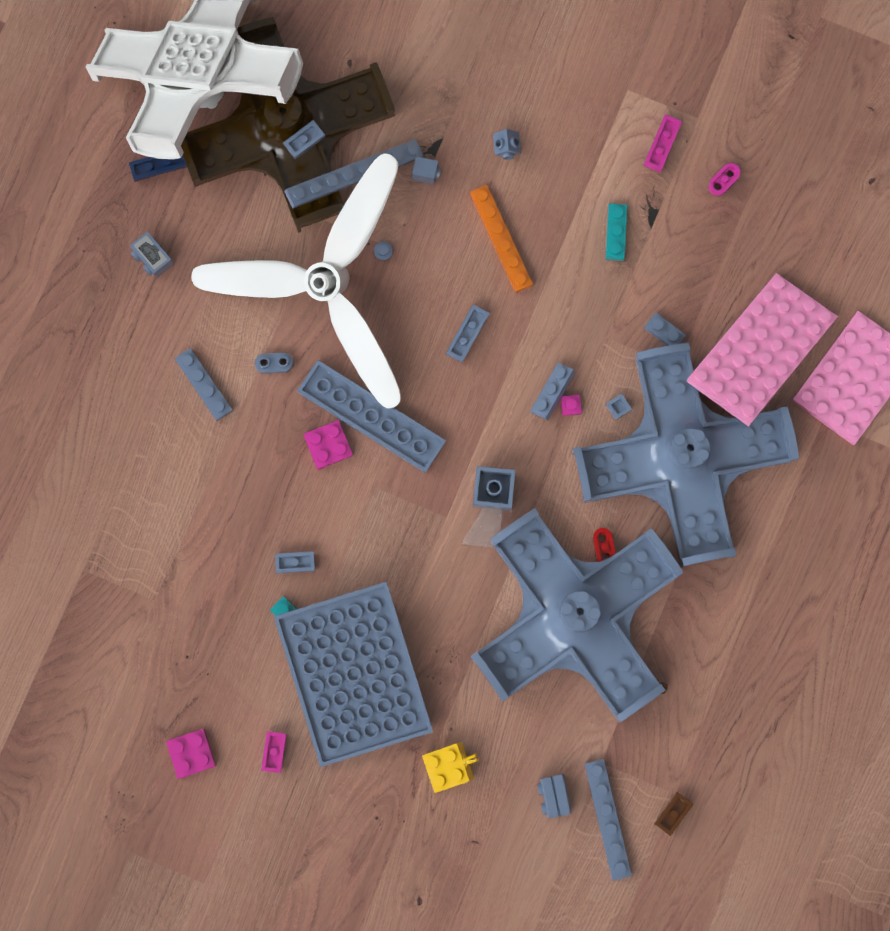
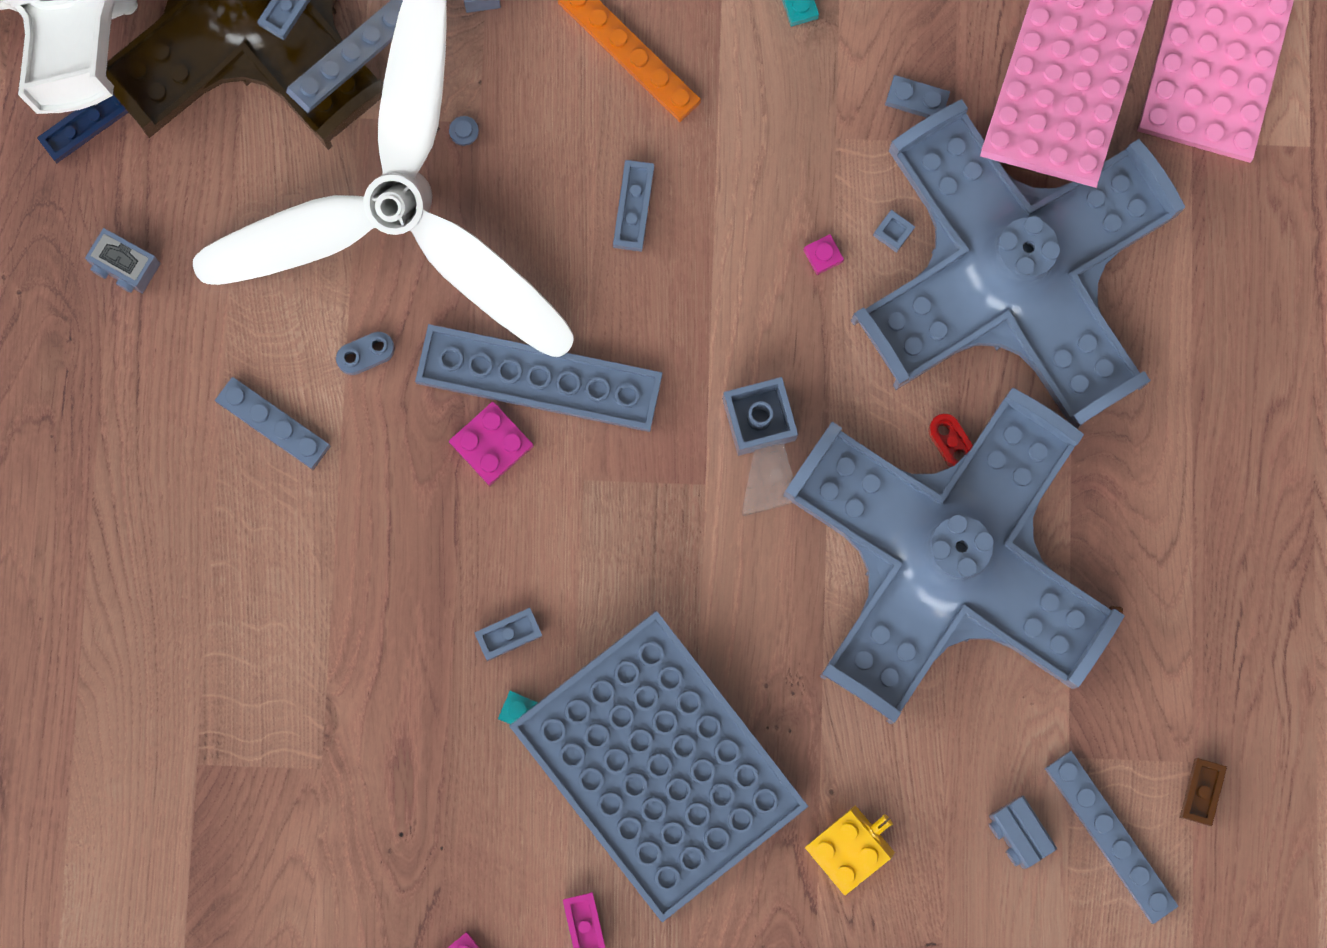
camera: 20 degrees left, 0 degrees up
(552, 391) = (790, 244): sand blue plate -> none

